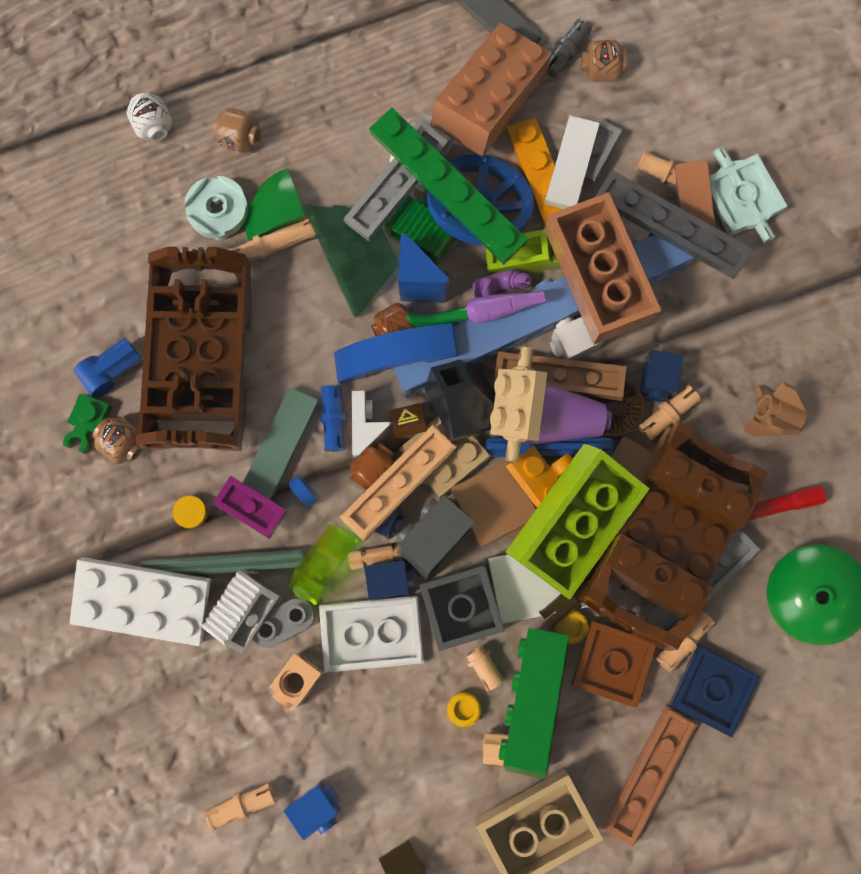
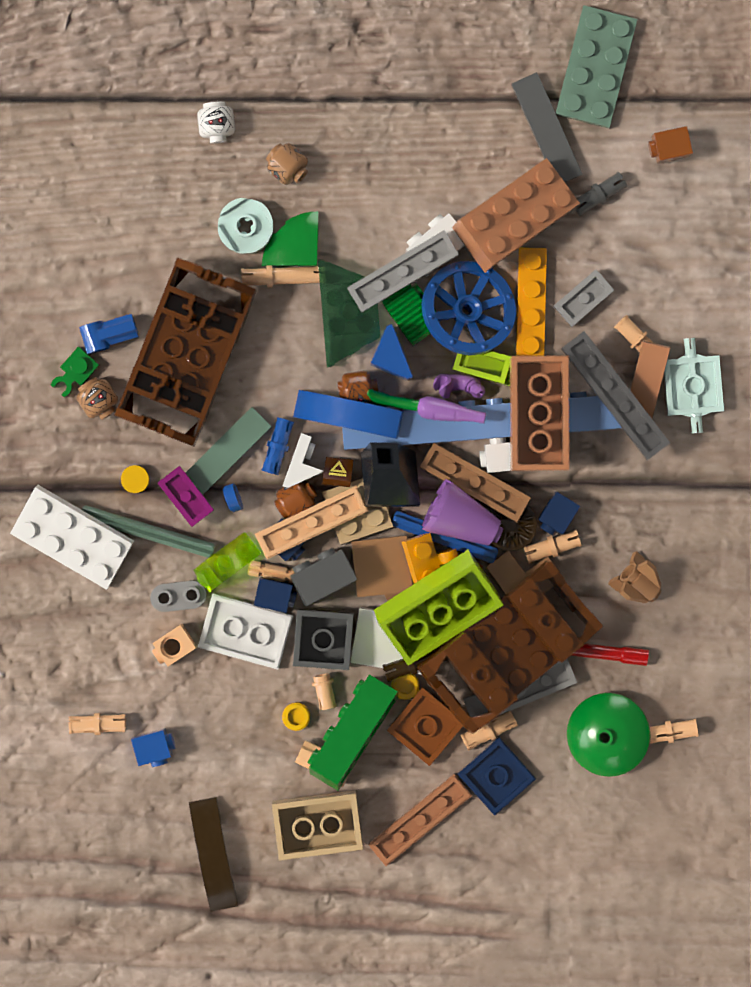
camera: 15 degrees right, 10 degrees up
(240, 612) = (149, 575): white brick -> none
(448, 186) = (442, 294): green plate -> none
(518, 404) = (427, 499): tan plate -> none
(572, 162) = (558, 306): white tile -> none
(604, 60) = (625, 220): medium nougat head -> none

